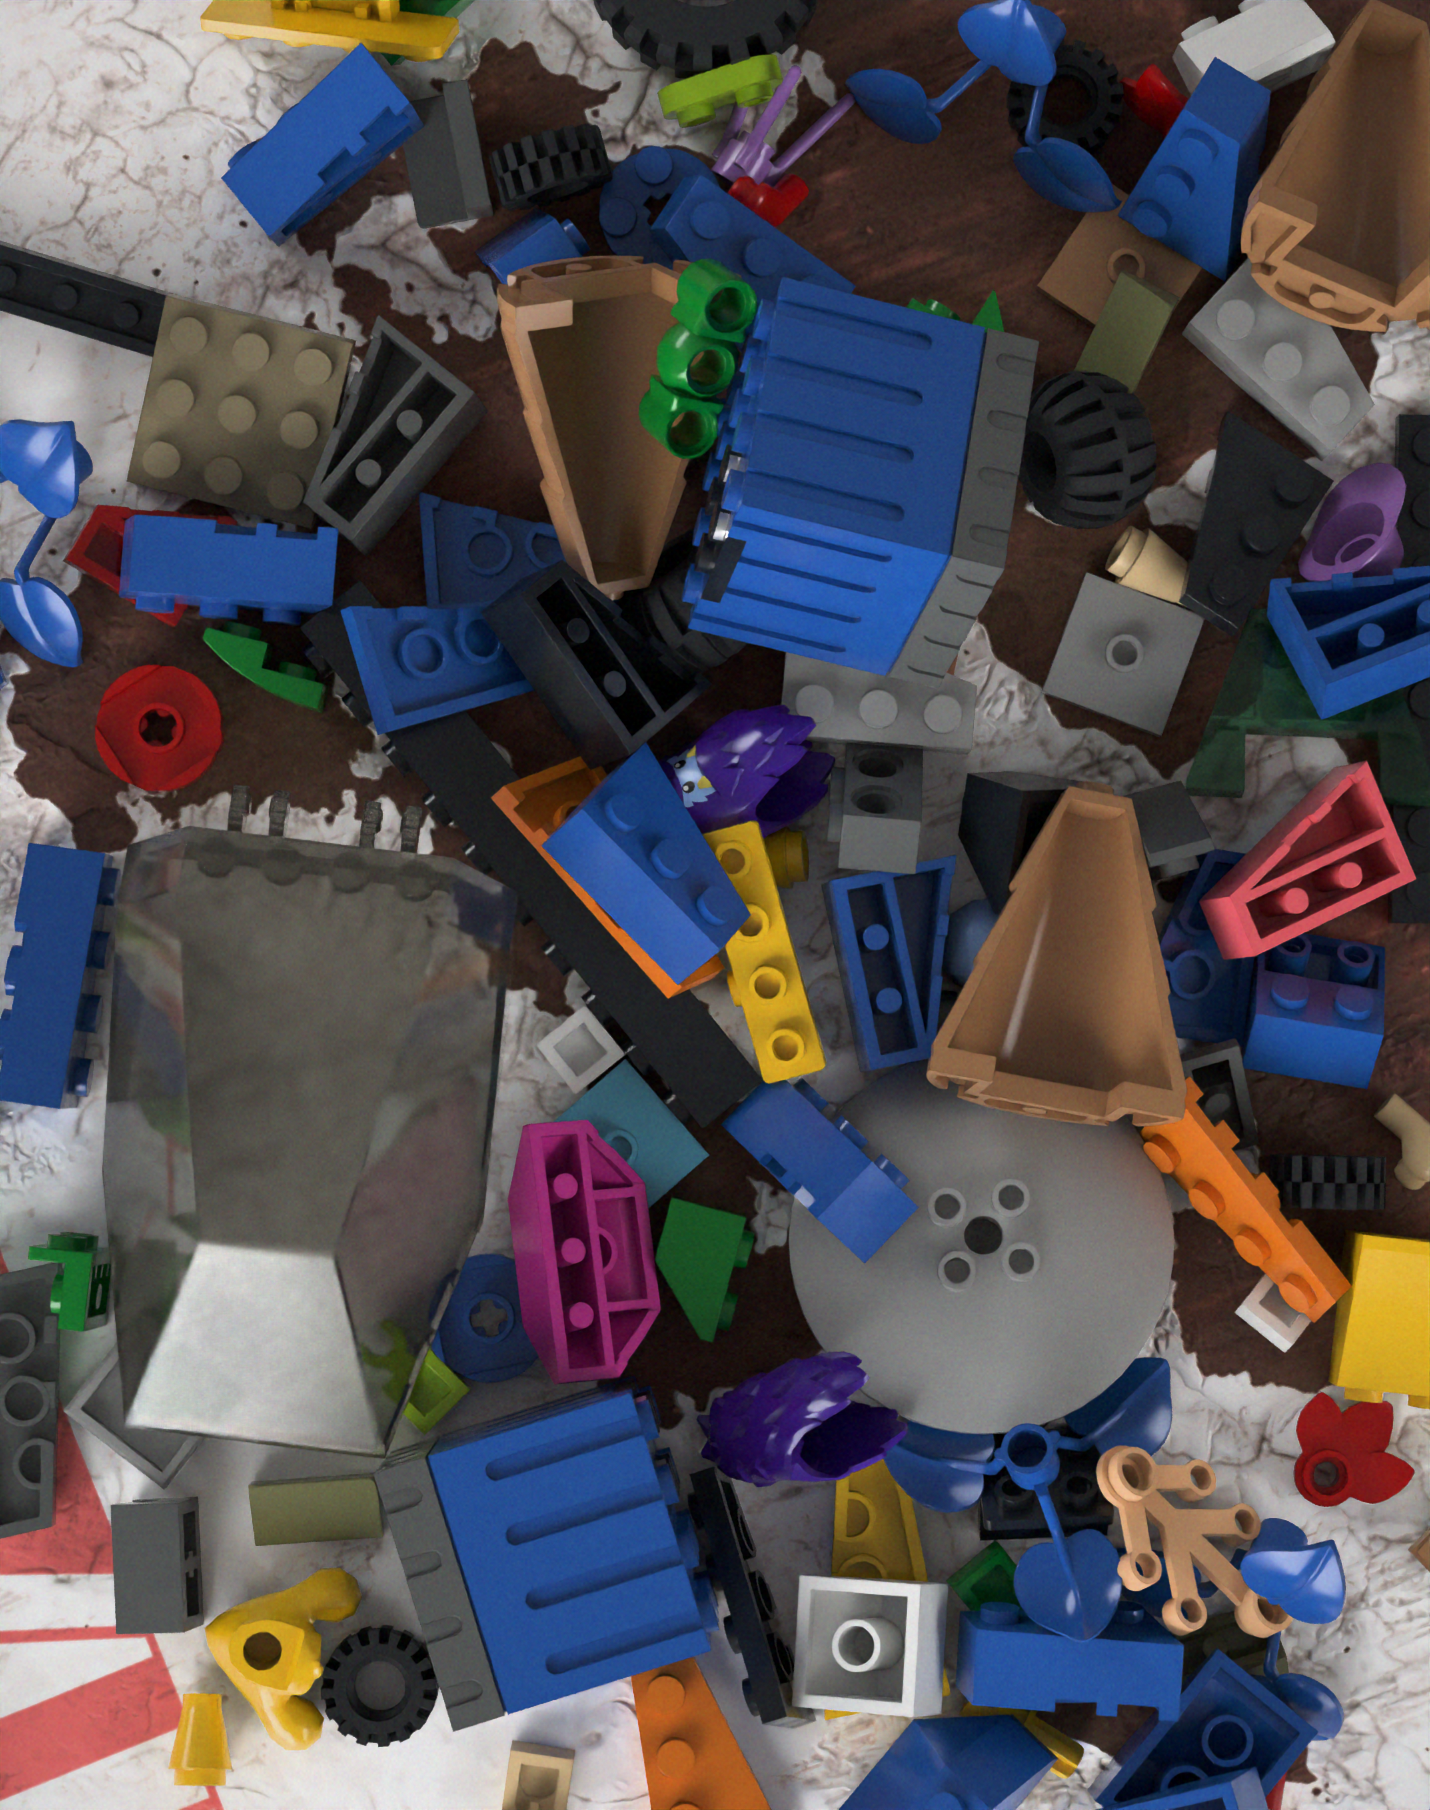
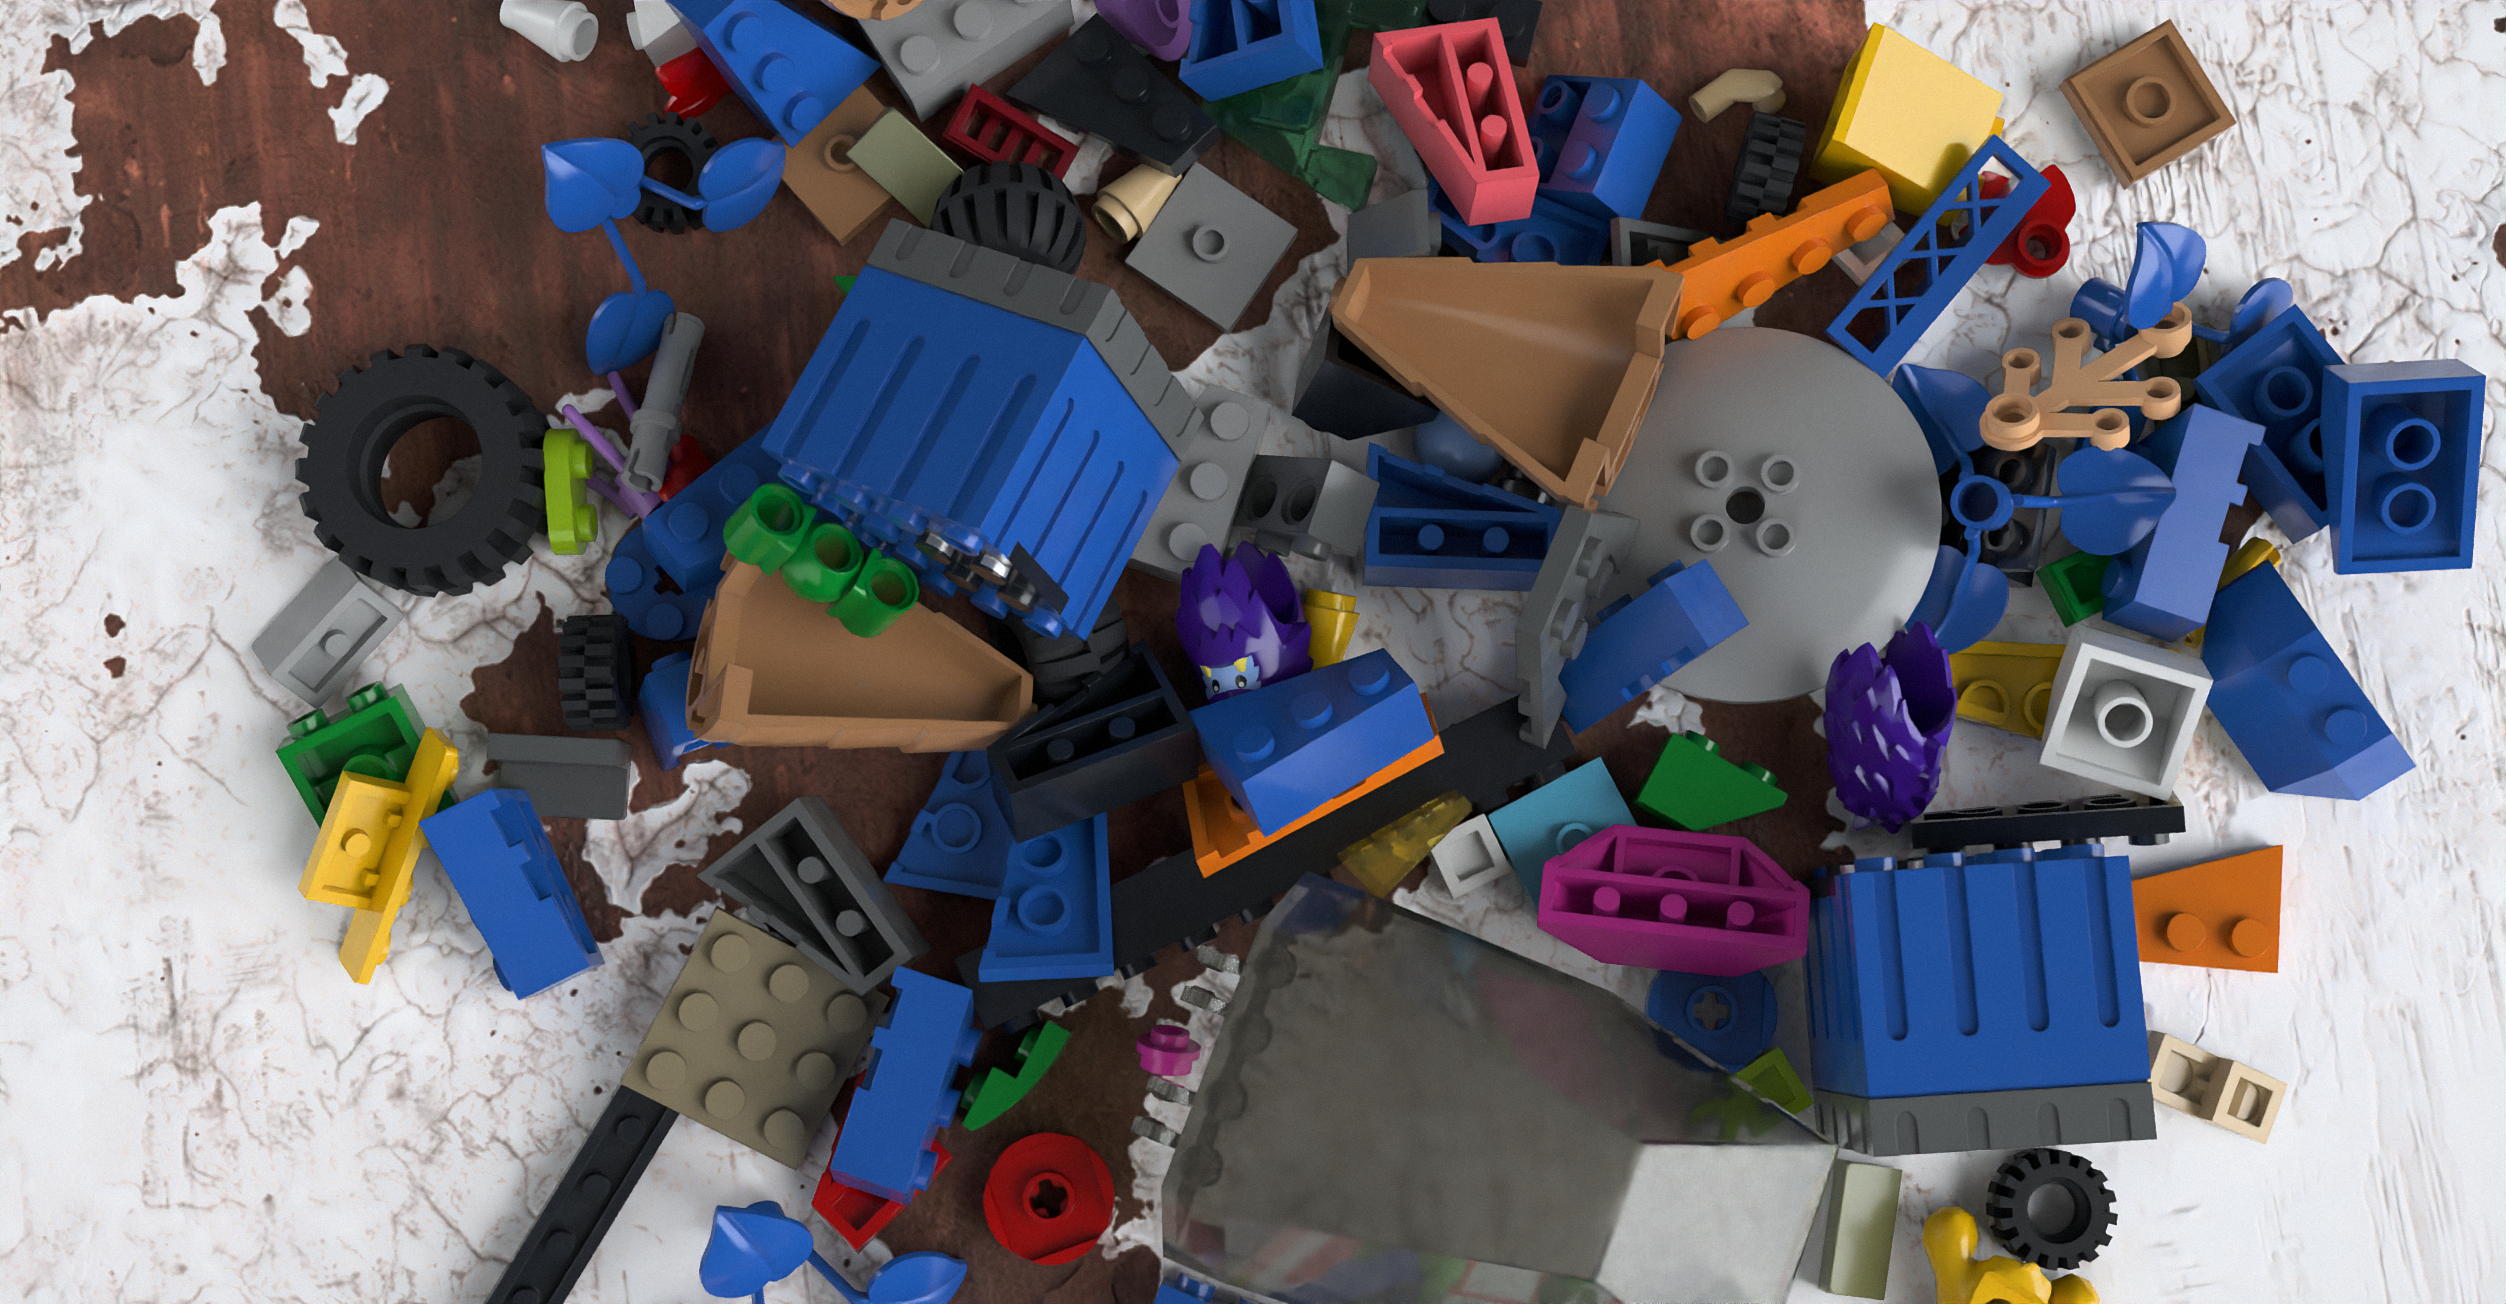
camera: 70 degrees left, 5 degrees down
(324, 806) = (1167, 1050): none -> dark pink plate
(564, 973) = (1397, 848): none -> clear yellow slope
(764, 961) = (1430, 650): yellow bracket -> none
(811, 158) = (657, 422): none -> light grey pin
(834, 1069) = (1552, 626): none -> dark grey wing
(1194, 374) = (1000, 113): none -> dark red slope
(1276, 1390) = (1953, 270): none -> blue fence

